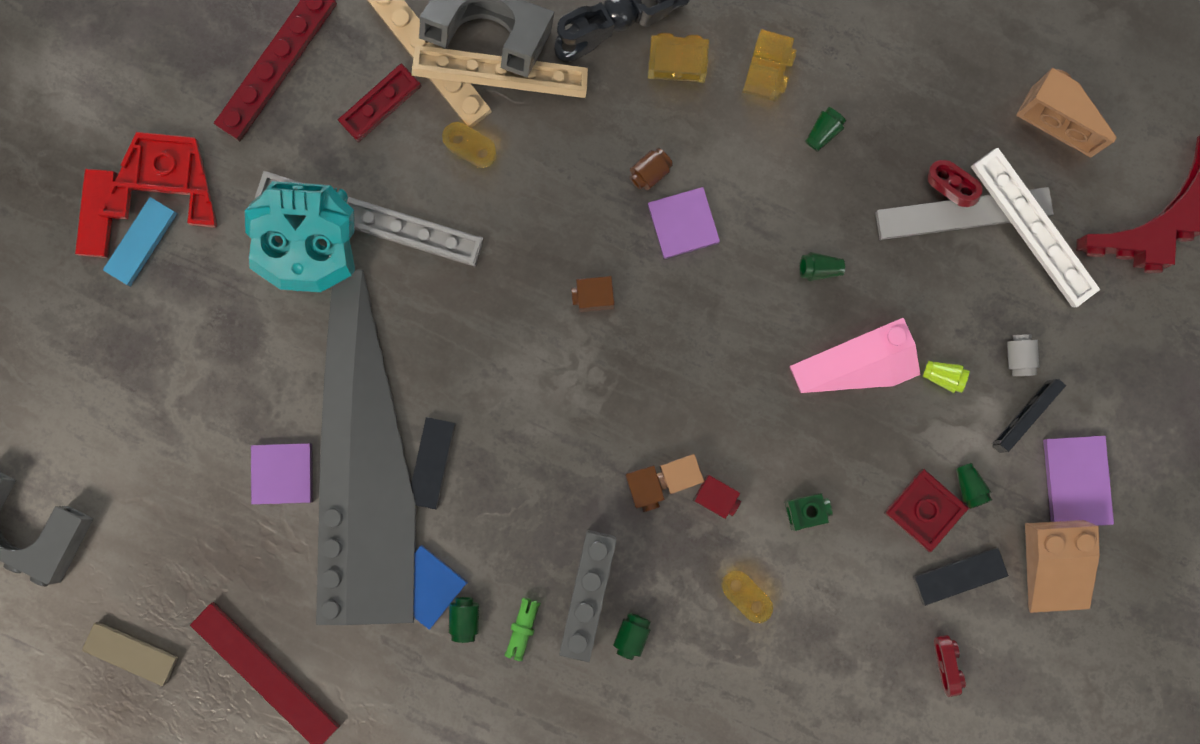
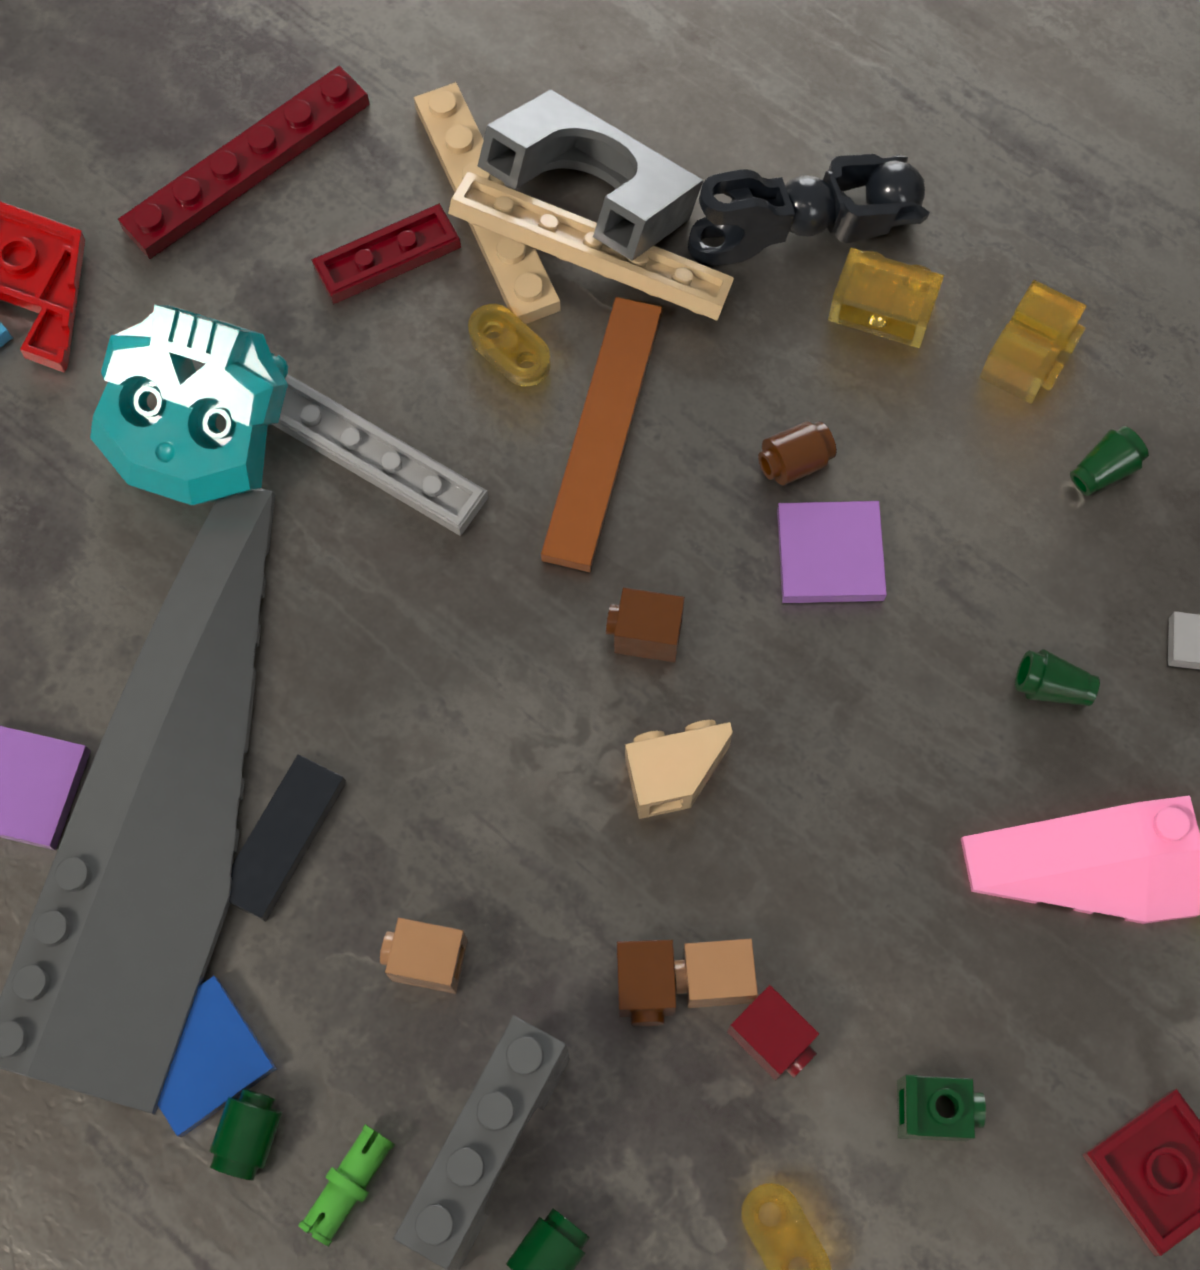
camera: 15 degrees right, 15 degrees down
(526, 506) = (424, 955): none -> medium nougat brick
(537, 184) = (601, 435): none -> dark orange tile
(629, 372) = (674, 768): none -> tan slope

